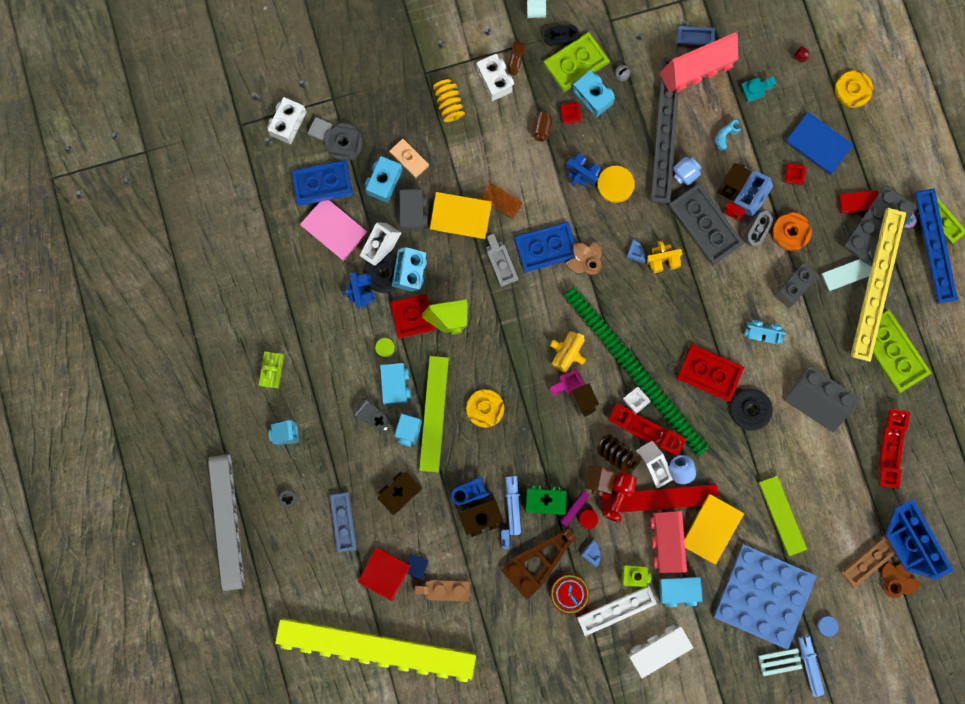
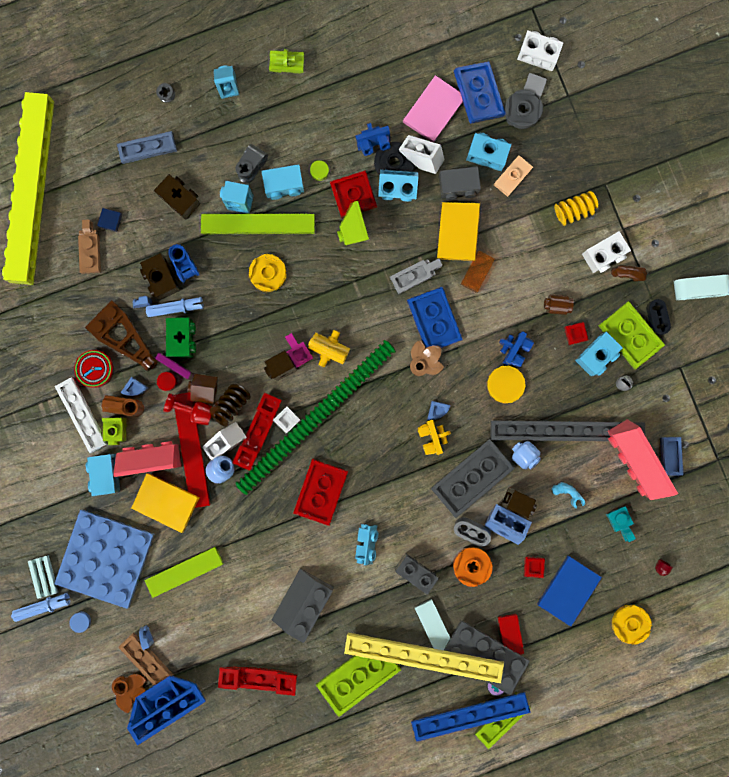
camera: 80 degrees right, 5 degrees up
(226, 522) = (138, 36): light grey beam -> none
(384, 574) = (99, 189): red tile -> none
(610, 568) = (121, 406): none -> dark orange piece
(659, 650) = (44, 458): white brick -> none
(734, 211) = (488, 505): red tile -> none
(762, 404) = (281, 546): black wheel -> none
(845, 559) = (145, 637): none -> medium blue tile

